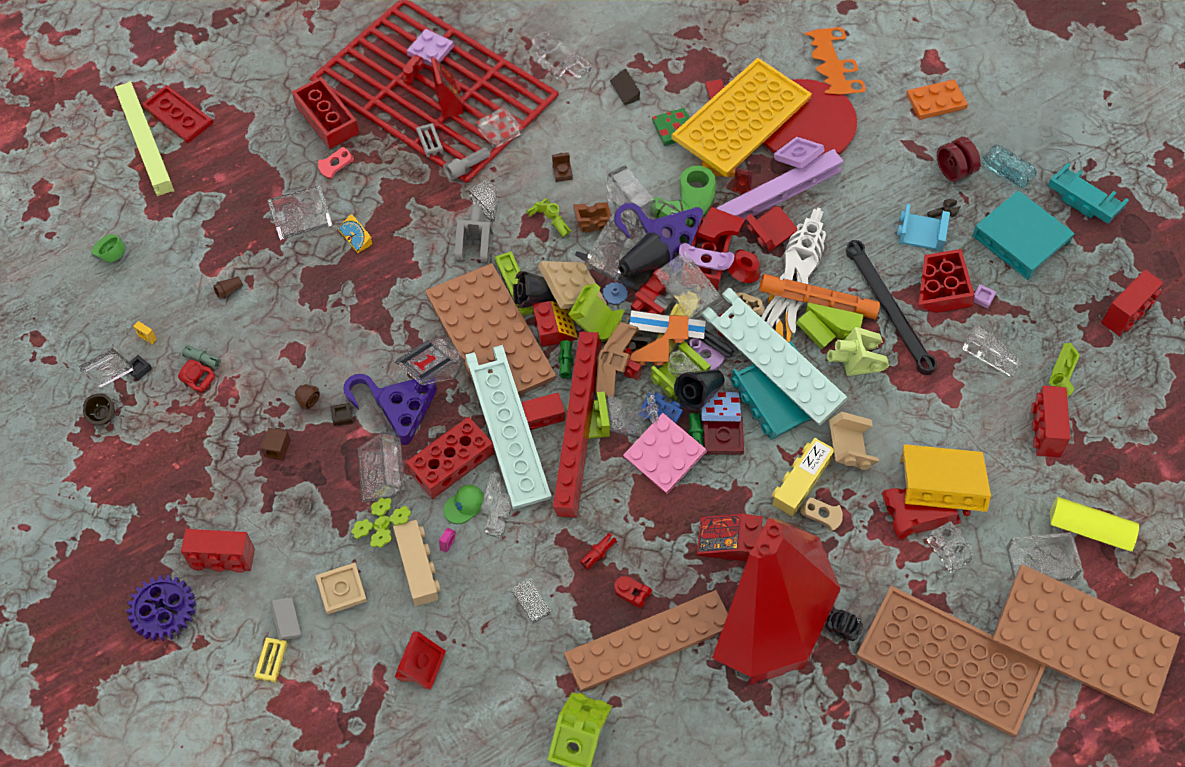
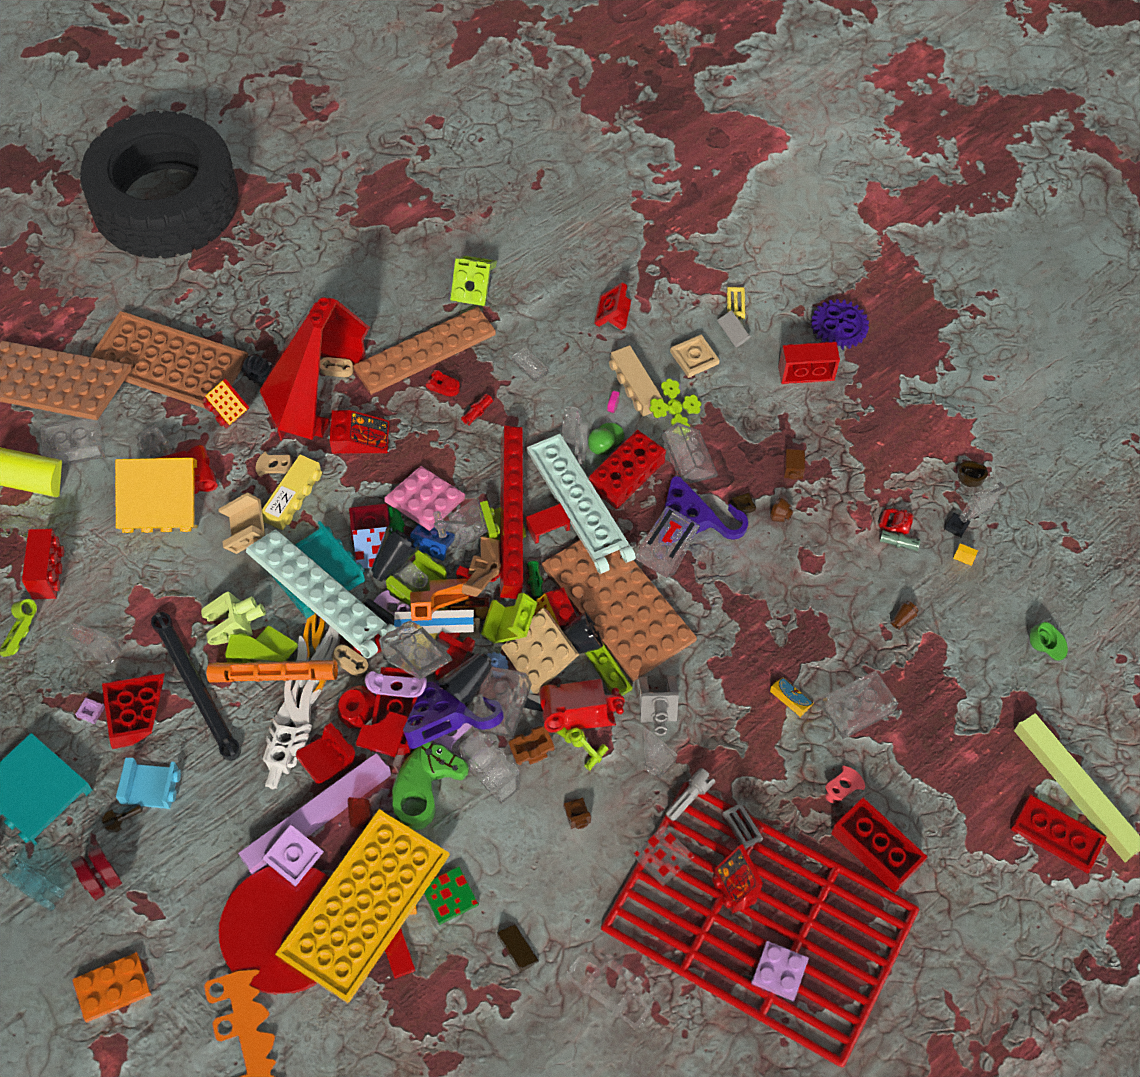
camera: 170 degrees right, 0 degrees up
(411, 68) = (789, 933): red plate -> none
(544, 235) = (579, 705): none -> red piece
(877, 577) = (225, 404): none -> slope

